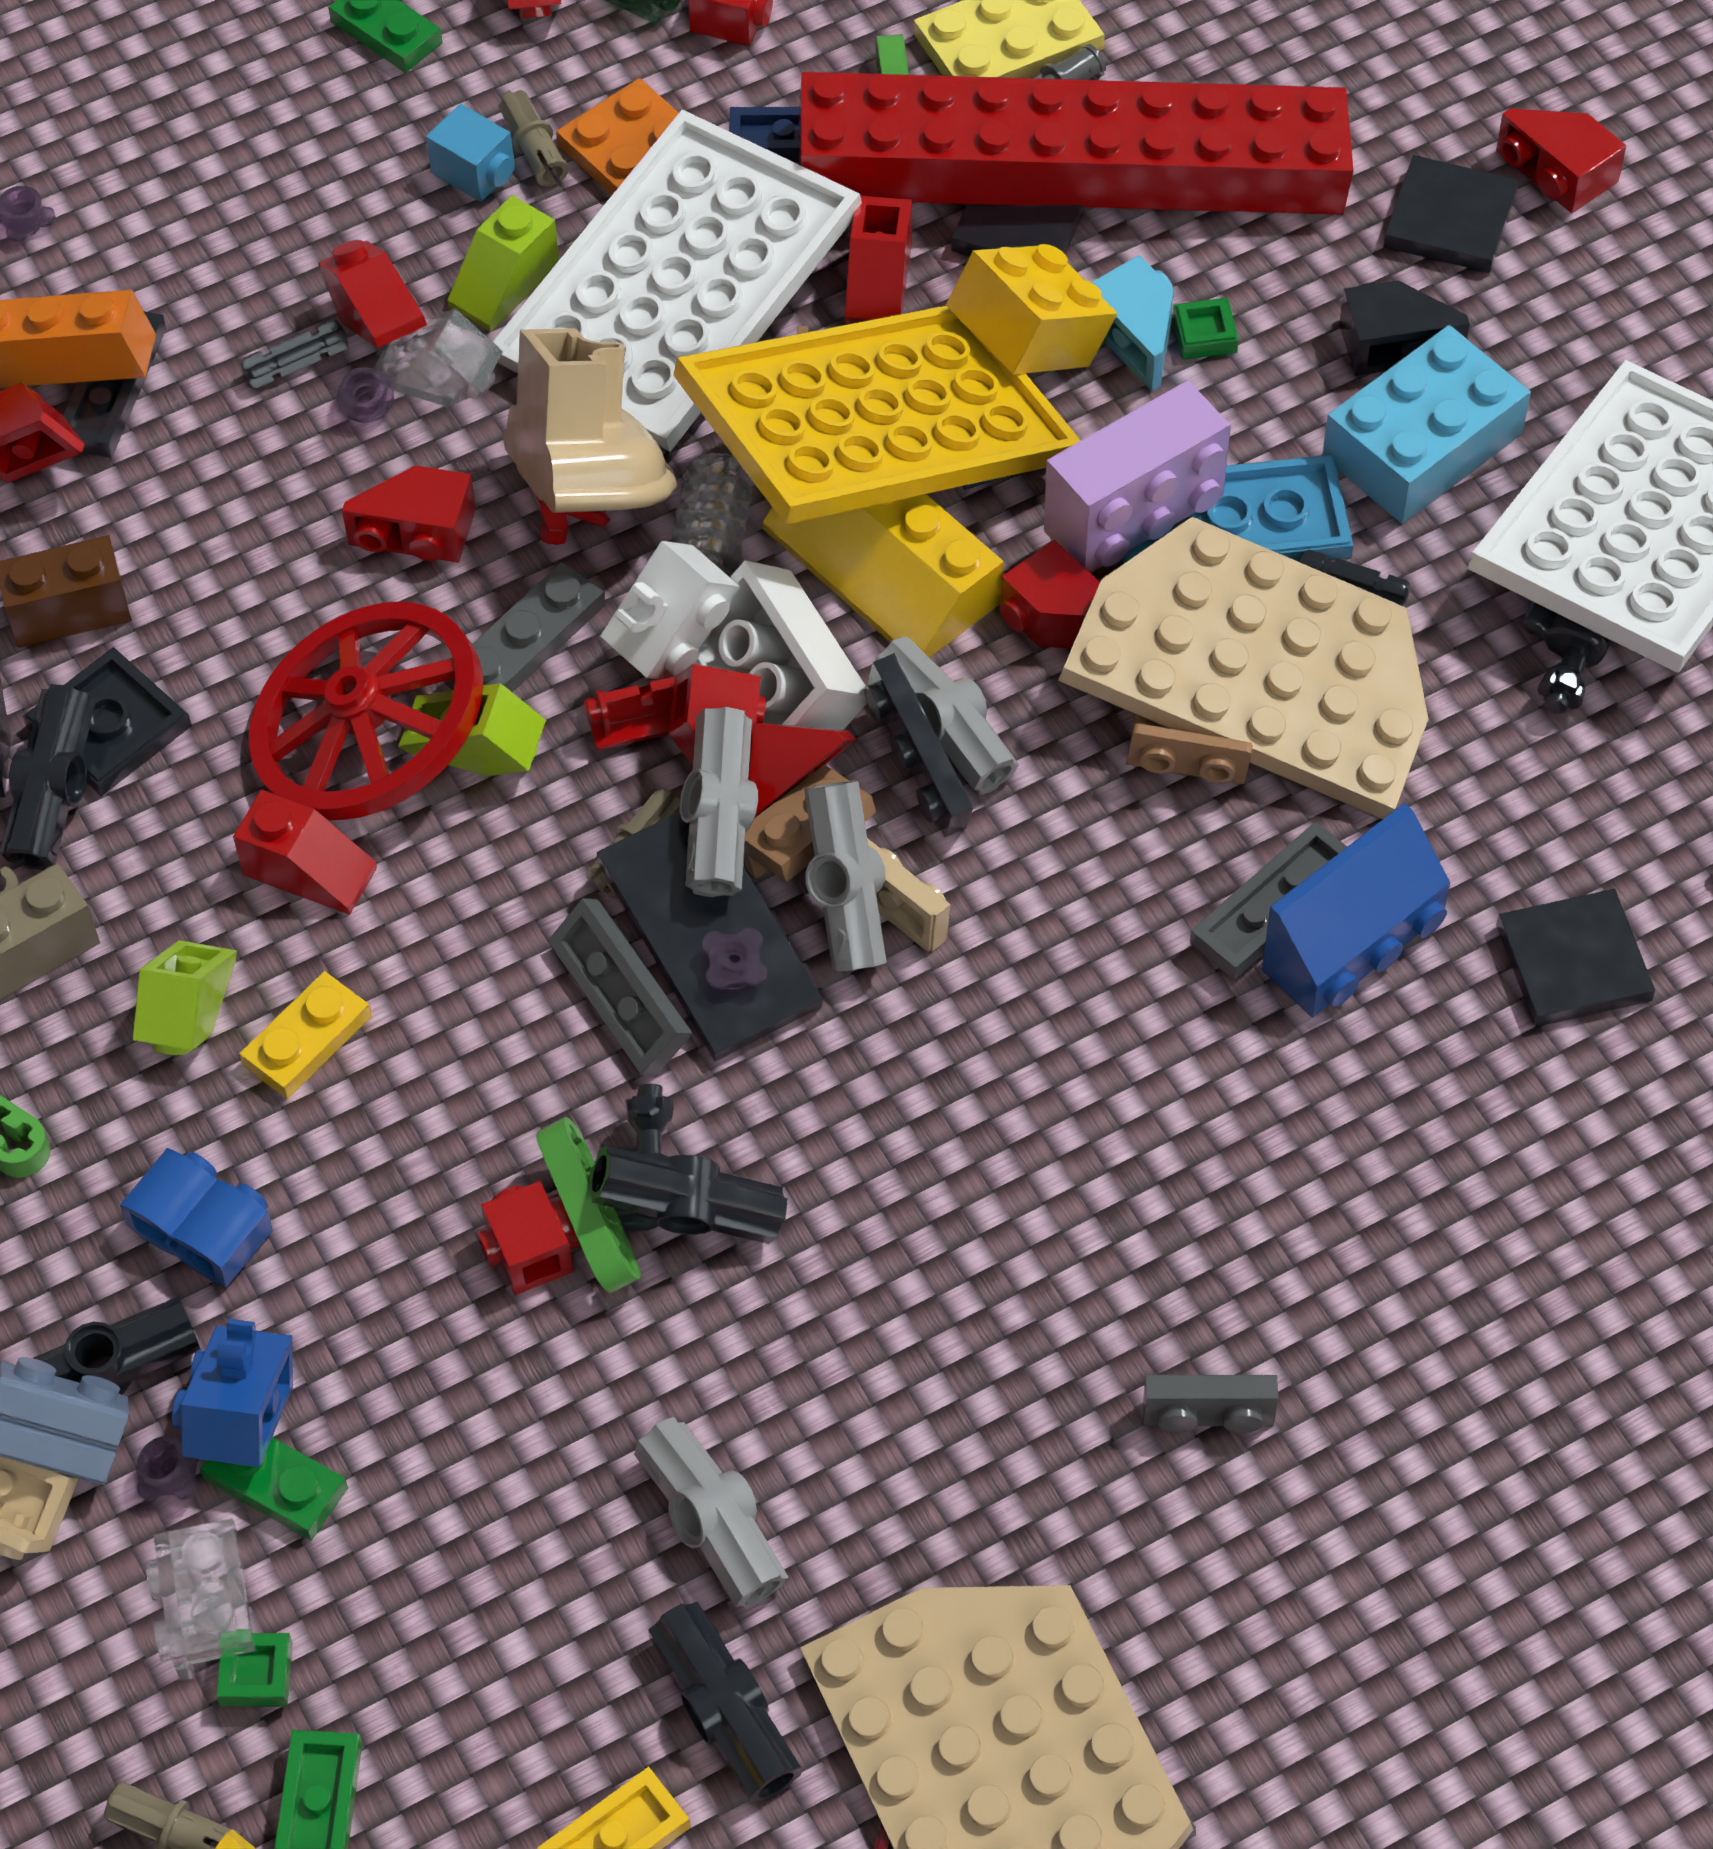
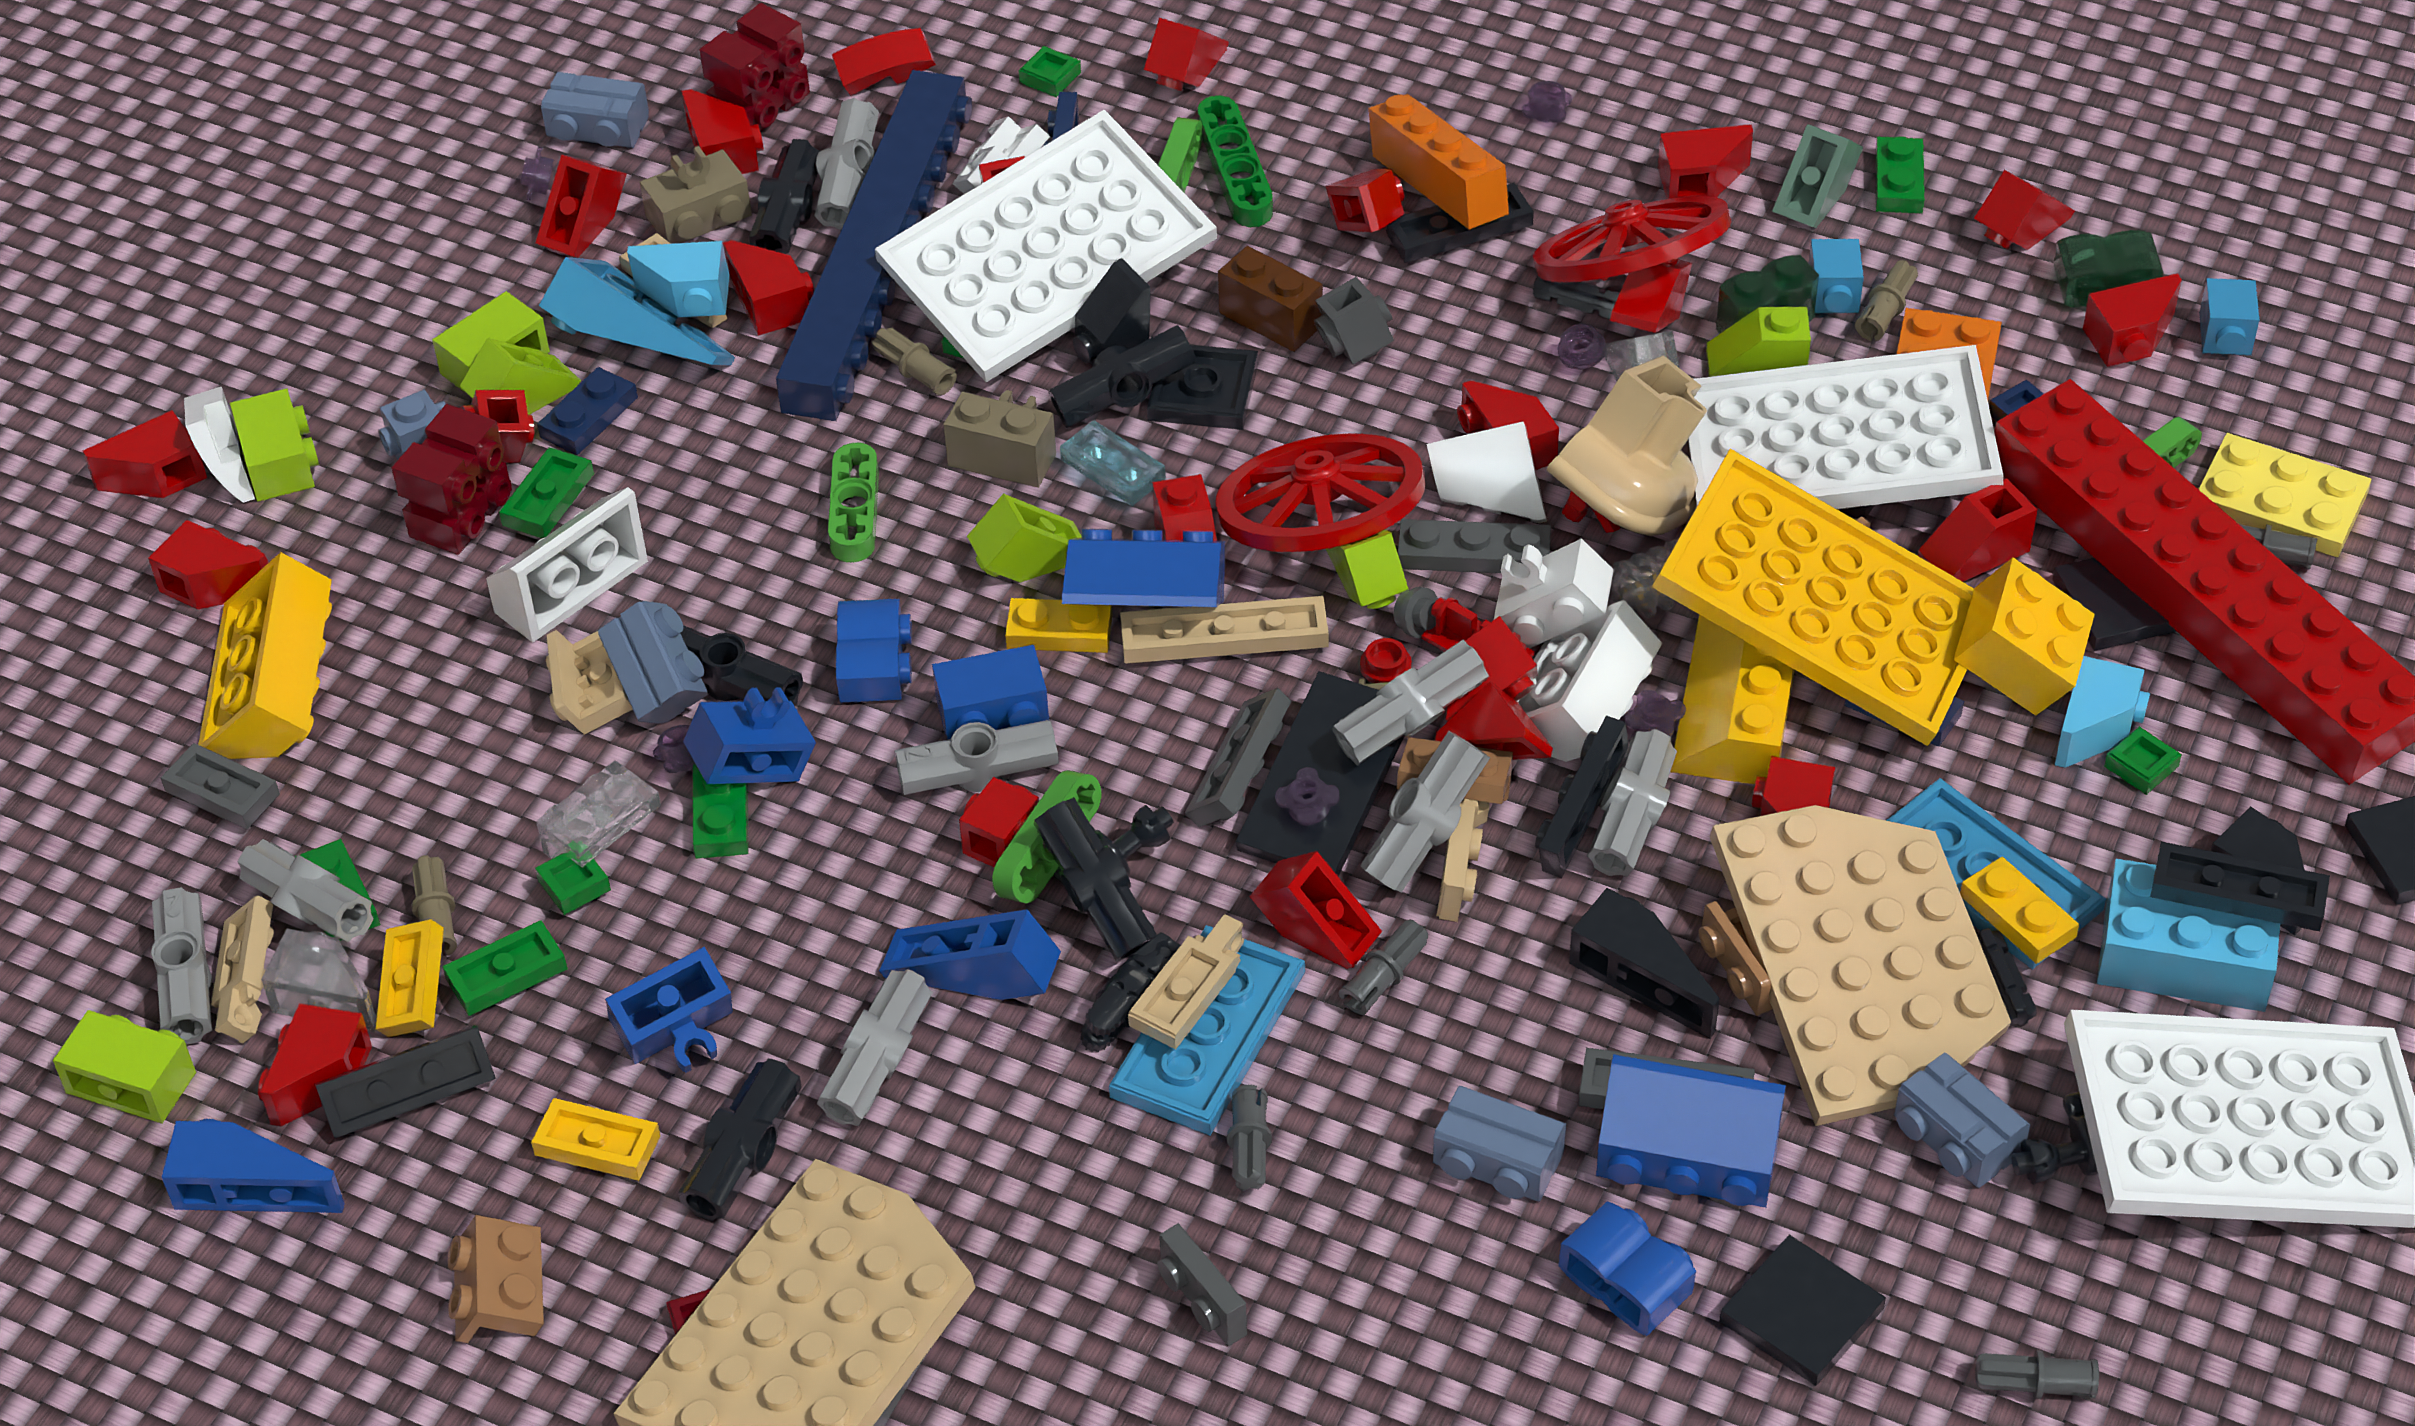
camera: 55 degrees right, 10 degrees down
(143, 857) = (1112, 462): none -> clear light blue plate
(168, 544) = (1353, 321): none -> dark grey brick
(226, 153) = (1703, 160): none -> red slope
(290, 255) = (1626, 226): none -> red wheel
(337, 83) = (1817, 176): none -> sand green slope
(338, 916) = (1144, 569): none -> blue slope
(362, 1145) = (991, 689): none -> blue brick
(408, 1236) = (976, 756): none -> light grey piece
(446, 901) = (1224, 629): none -> tan plate
(453, 215) = (1780, 283): none -> clear green brick
(464, 561) = (1489, 471): none -> white slope
(523, 1670) = (671, 1009): none -> blue brick
(571, 731) = (1413, 611): none -> dark grey plate
(605, 797) = (1384, 660): none -> red plate
(669, 1362) = (978, 956): none -> blue slope
(824, 1253) = (1121, 992): none -> black hinge
(855, 1039) = (1316, 909): none -> red slope
(862, 645) = (1654, 712): none -> clear purple plate
(870, 1196) = (1188, 983): none -> tan hinge
(910, 1218) = (1212, 1060): none -> dark azure tile
(965, 1028) = (1384, 967): none -> dark grey axle
(1070, 1260) = (1249, 1137): none -> dark grey axle
(1123, 824) = (1638, 956): none -> black slope
(1137, 477) = (1929, 773): lavender brick -> none
(1239, 1067) = (1498, 1144): none -> sand blue brick
(1304, 519) = (2019, 910): none -> yellow plate
(1444, 1055) = (1627, 1267): none -> blue brick
(1447, 350) = (2240, 886): none -> black plate
(1483, 712) = (1960, 1120): none -> sand blue brick

